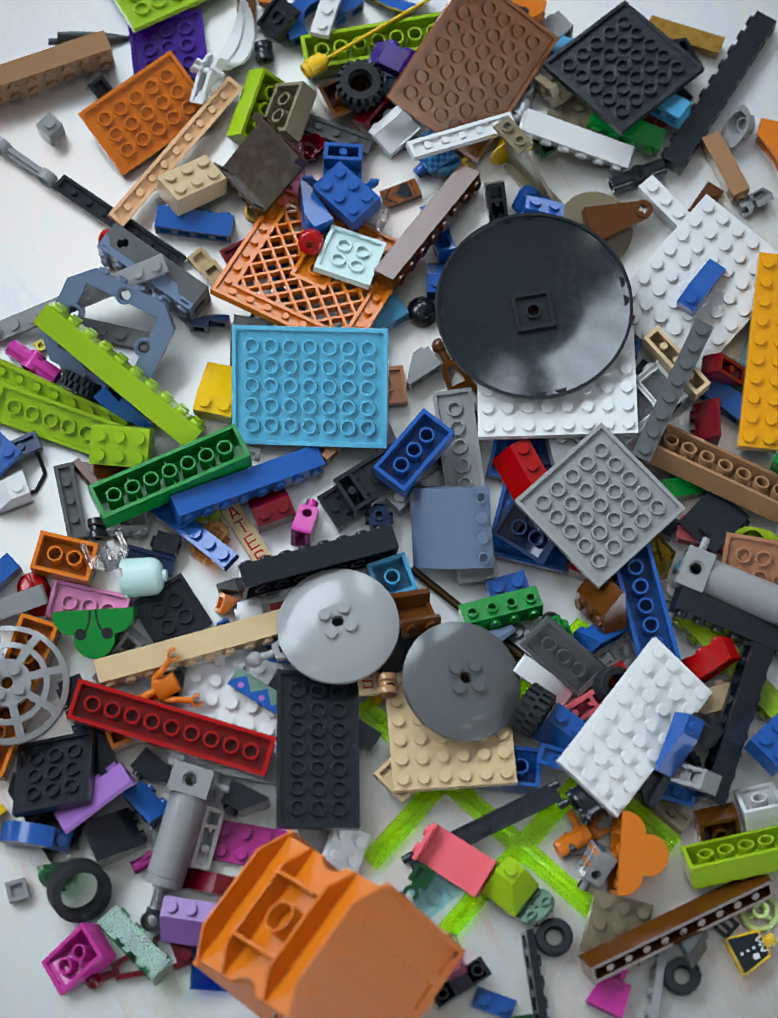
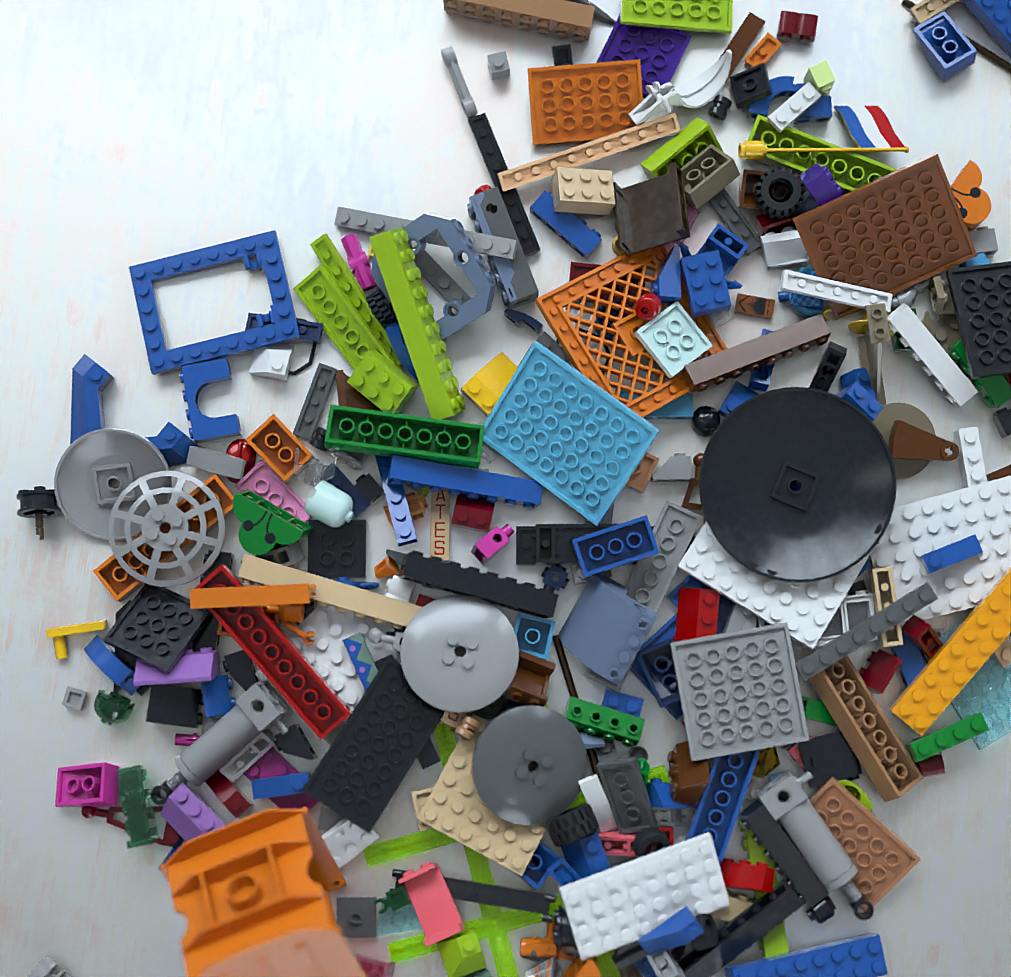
camera: 30 degrees right, 10 degrees up
(95, 906) = (117, 752): black tyre -> none
(121, 689) = (249, 596): none -> orange tile
(205, 265) = (552, 268): tan slope -> none
(257, 837) = (279, 785): none -> blue slope
(313, 146) = (707, 218): dark red hair -> none
(330, 454) = (548, 496): nougat plate -> none
(626, 179) = (953, 416): black piece -> none

